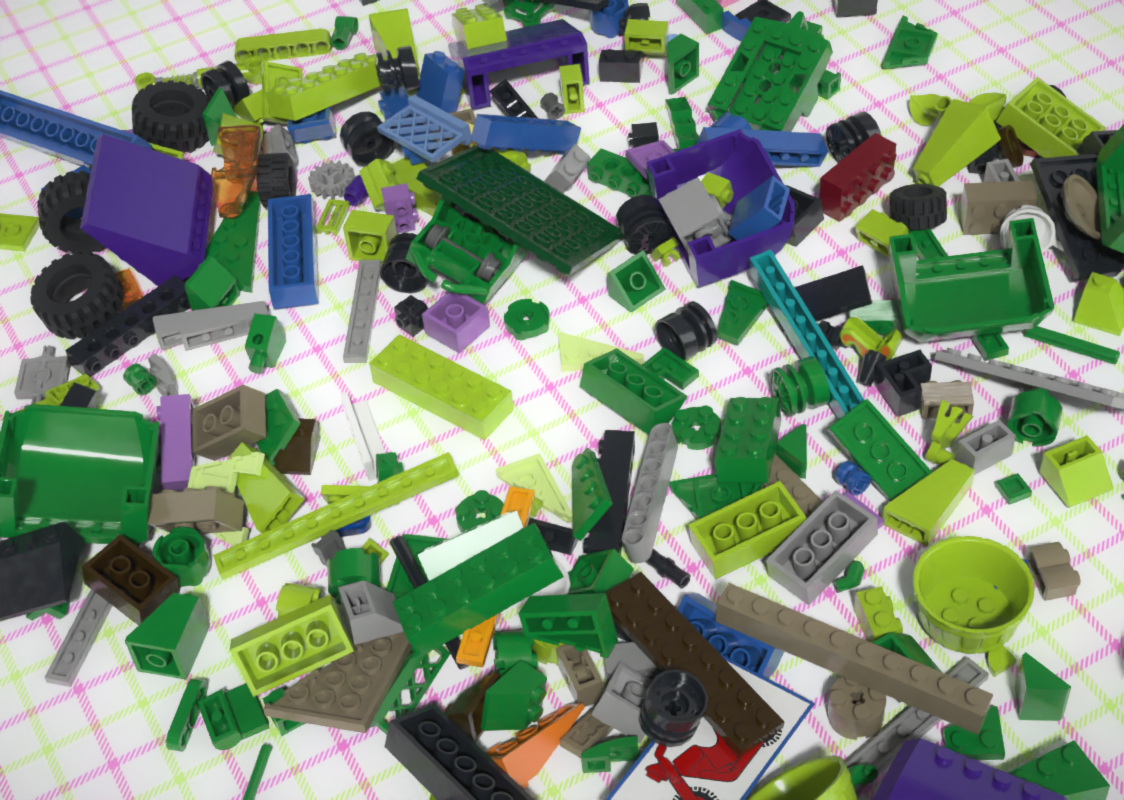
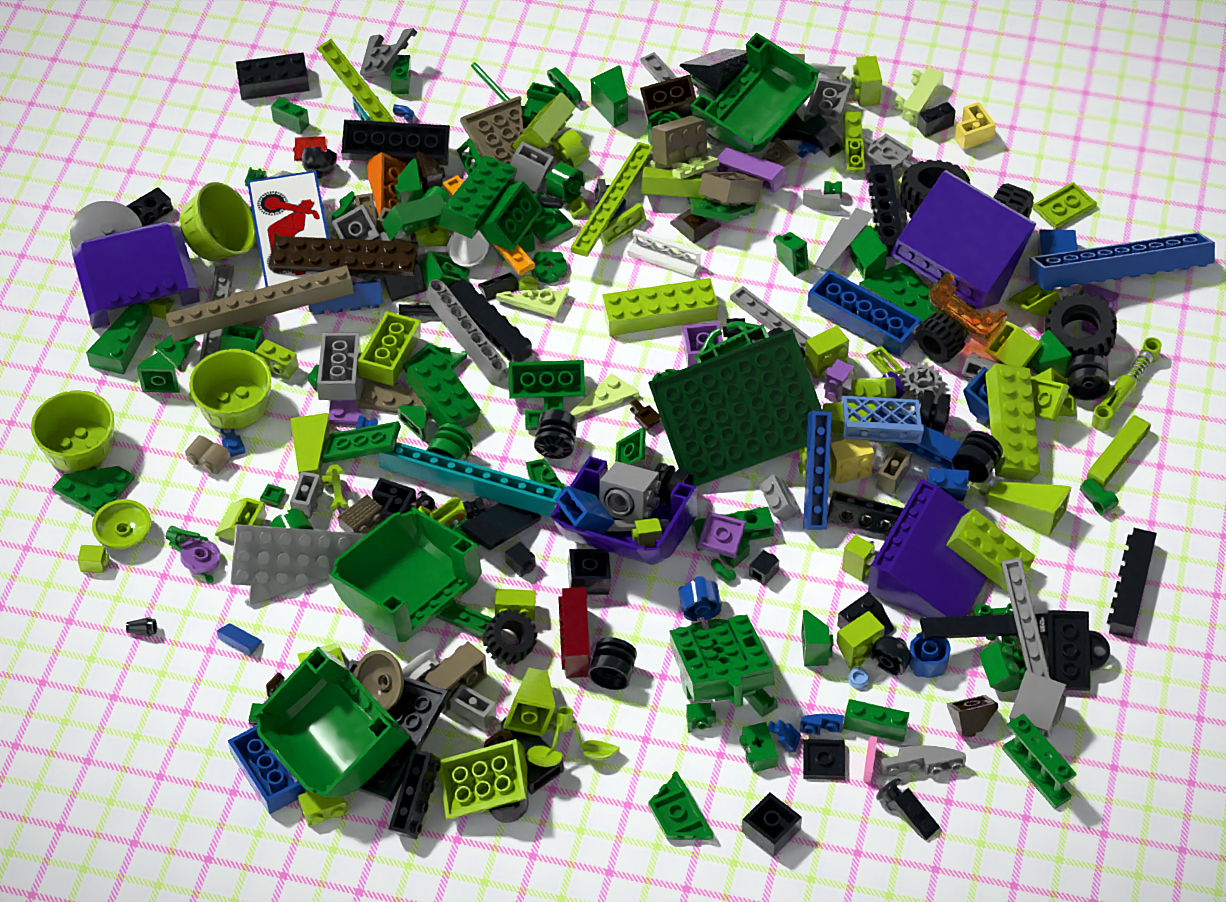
camera: 130 degrees right, 5 degrees up
(387, 466) = (620, 242): green brick -> none
(580, 308) = (645, 416): none -> dark brown plate
(589, 493) = (492, 300): green wing -> none
(673, 708) = (320, 216): black wheel -> none
(682, 122) = (757, 604): green slope -> none
(696, 416) = (494, 389): green plate -> none
(780, 146) = (661, 595): blue brick -> none
(835, 262) = (520, 559): none -> black brick
(863, 774) = (217, 279): green arm -> none
(1073, 344) = (317, 621): green axle -> none

